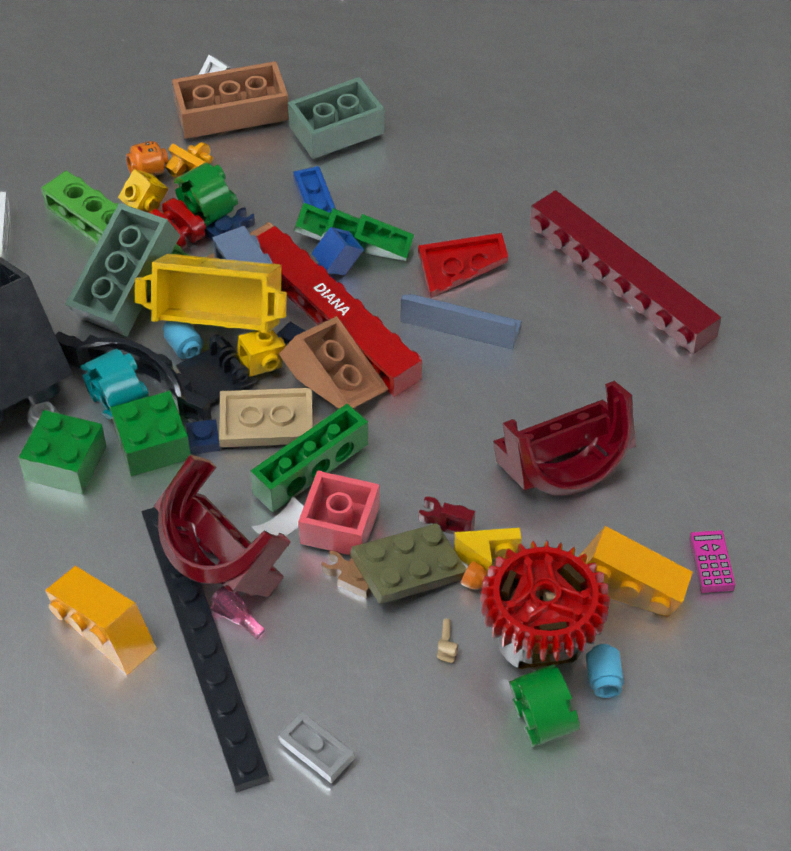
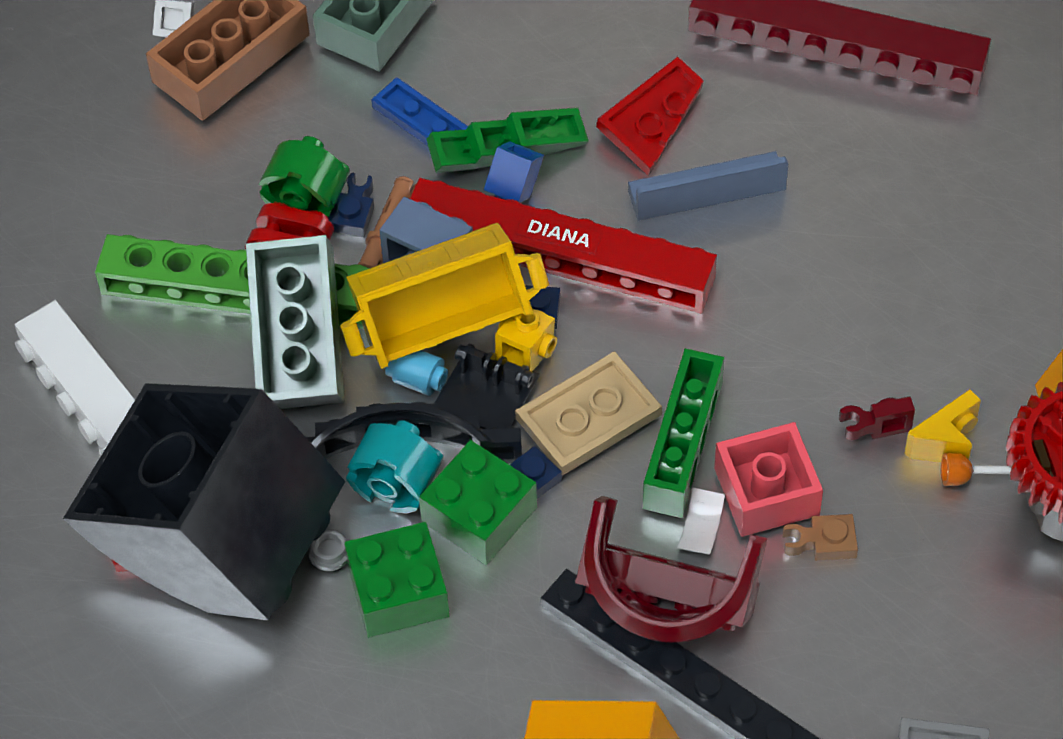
camera: 30 degrees left, 5 degrees up
(143, 191) = (222, 217): yellow brick -> none
(147, 158) = (187, 172): orange head -> none
(188, 160) = (242, 143): light orange hips -> none
(233, 608) = (734, 649): clear pink cone -> none
(333, 365) = (621, 313): nougat slope -> none
(408, 563) = (878, 493): olive plate -> none
(447, 650) = (986, 566): tan hand -> none
(601, 423) = (908, 295): dark red piece -> none

